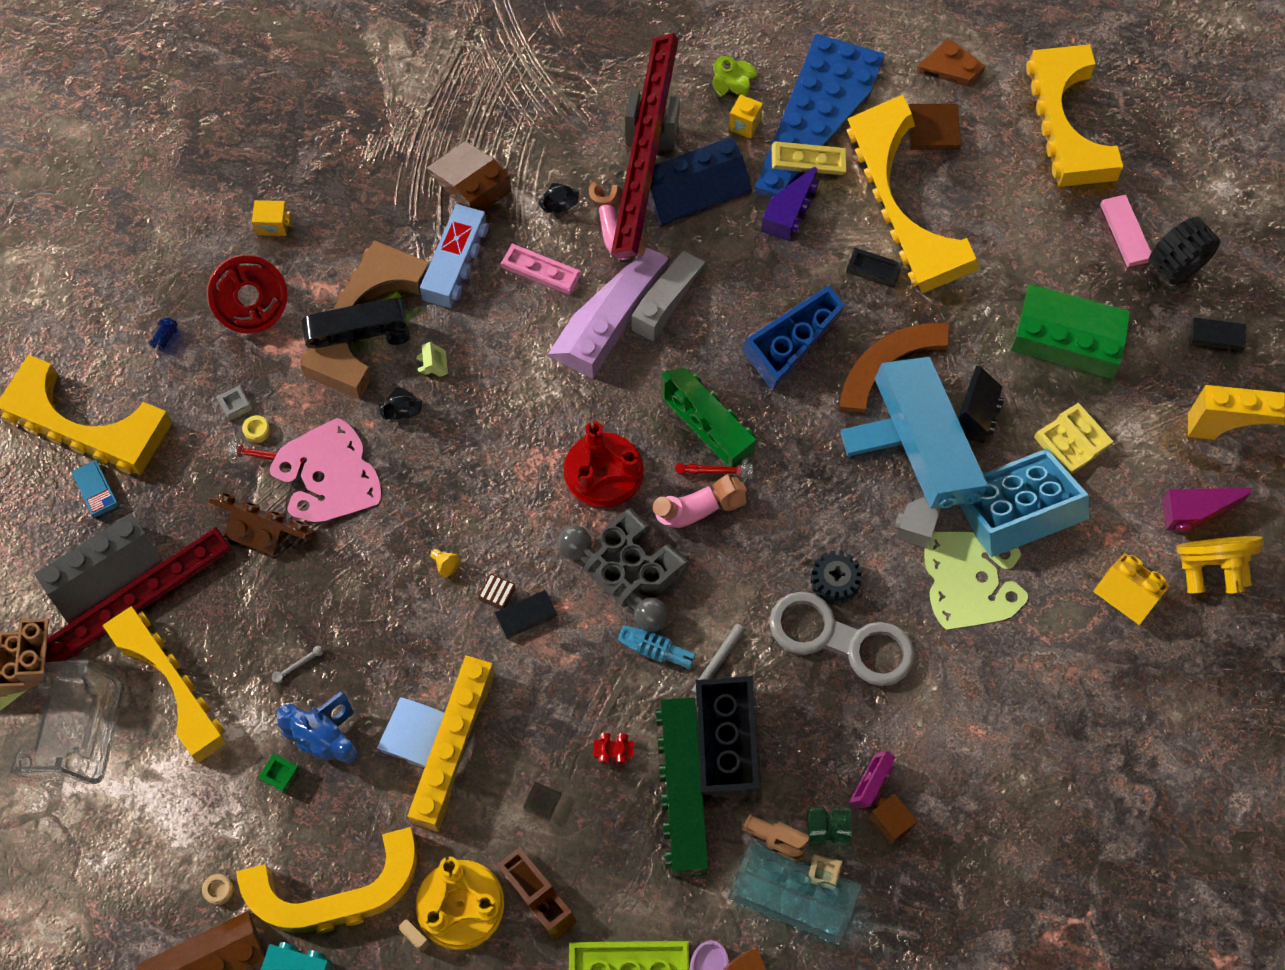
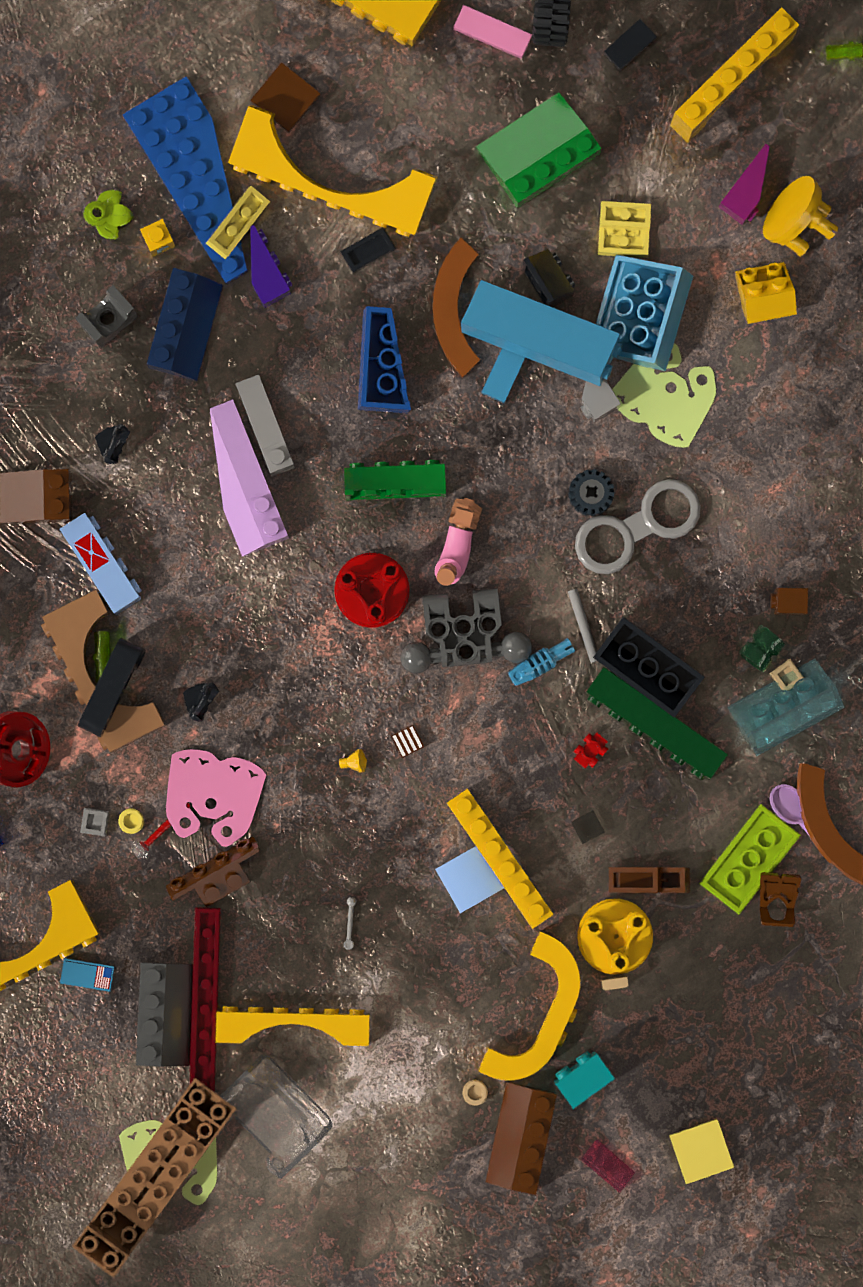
camera: 55 degrees left, 20 degrees up
(279, 773) = (425, 993): green plate -> none
(318, 731) = (421, 947): blue piece -> none
(433, 359) = (181, 646): yellowish green tile -> none
(525, 614) = (441, 734): black tile -> none
(541, 269) = (163, 504): bright pink tile -> none
(609, 215) = (190, 429): piece -> none
(644, 147) = (132, 344): dark red plate -> none
(743, 470) = (457, 490): red piece -> none
(778, 837) = (741, 687): medium nougat arm -> none
(877, 772) = (757, 599): magenta plate -> none
(952, 63) = (237, 29): dark orange wing -> none

